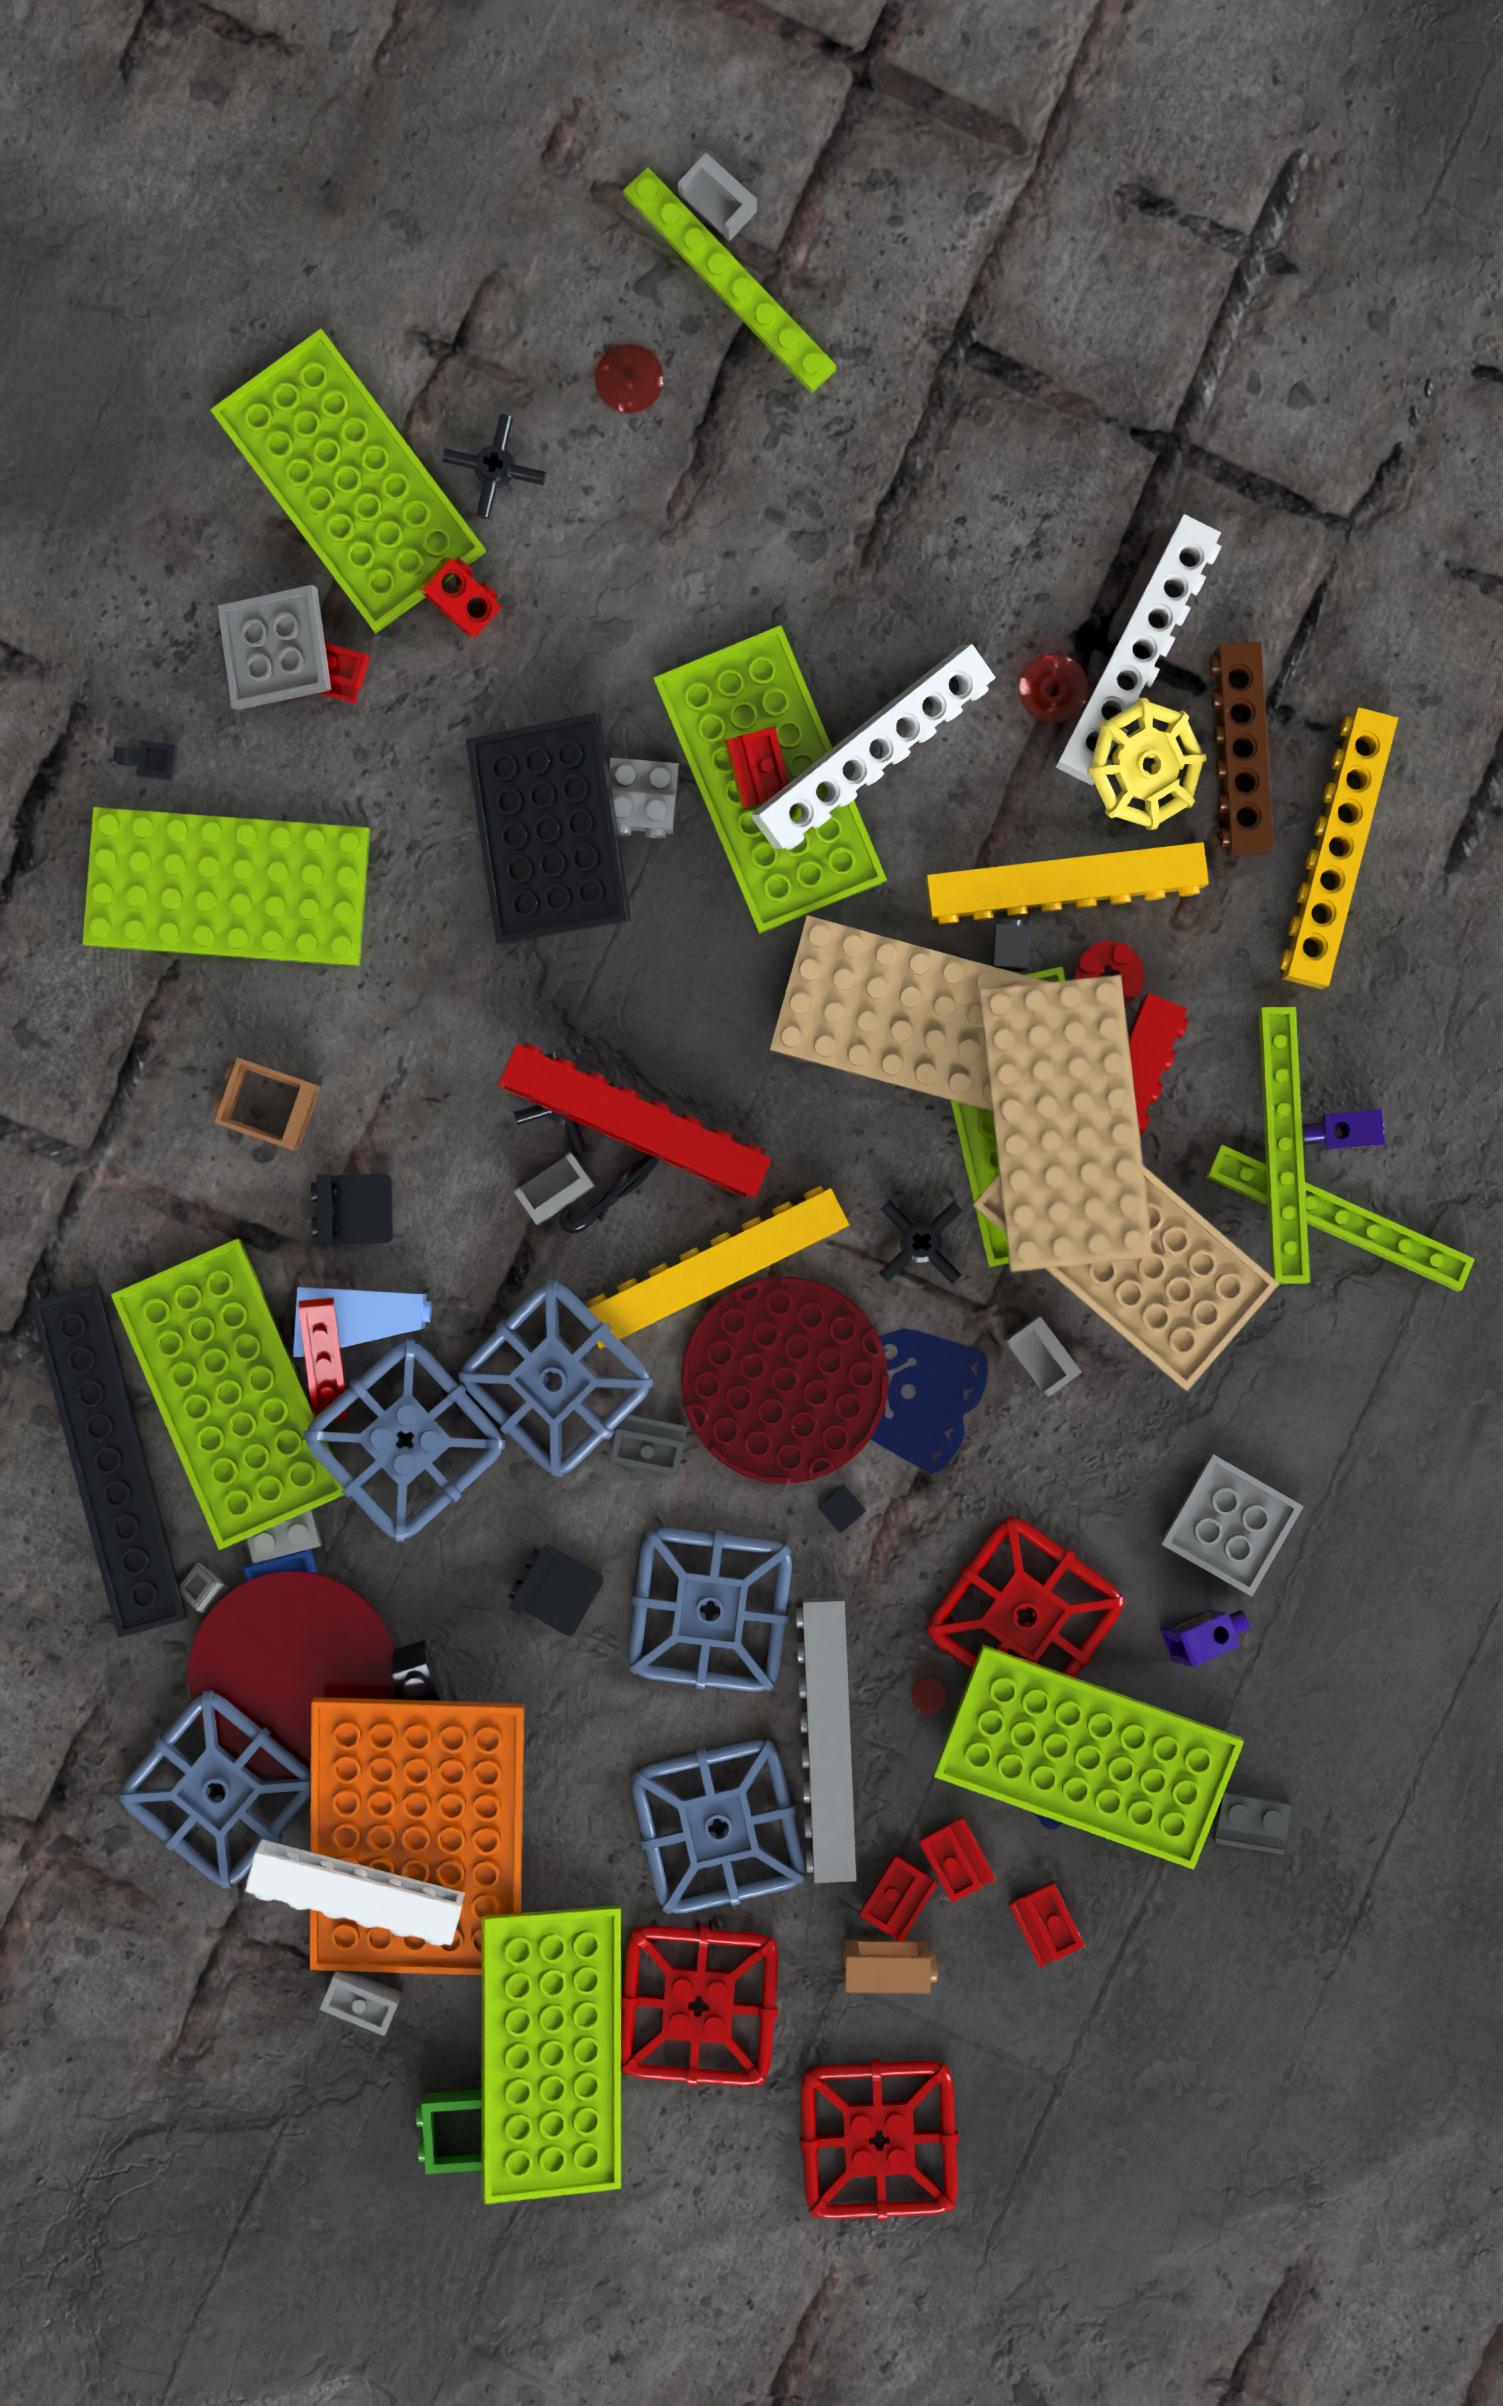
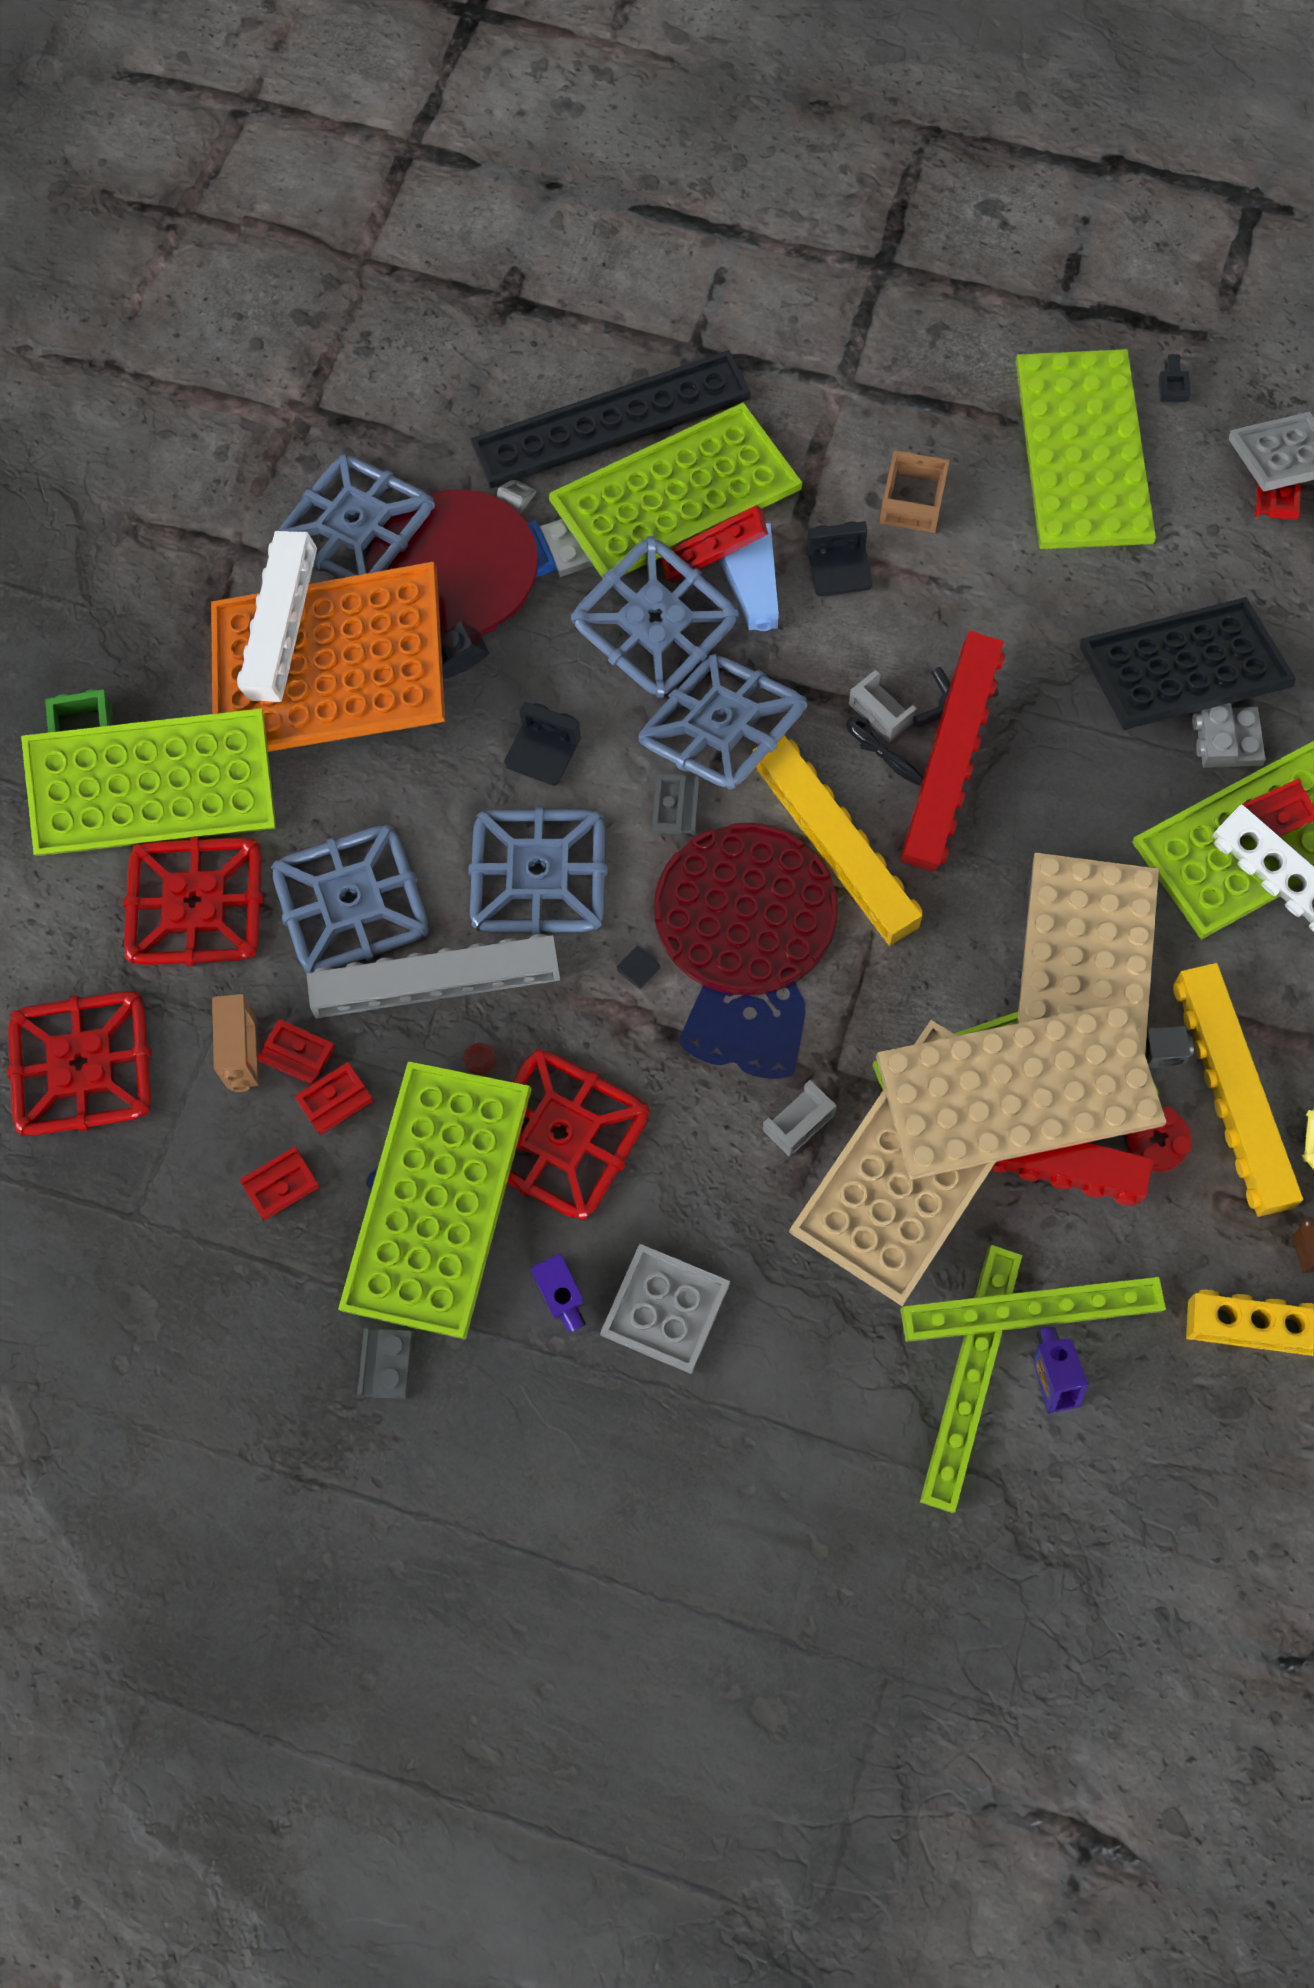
camera: 85 degrees right, 20 degrees down
(361, 2001) = (187, 641): light grey panel -> none
(920, 1228) = (885, 991): black bar -> none

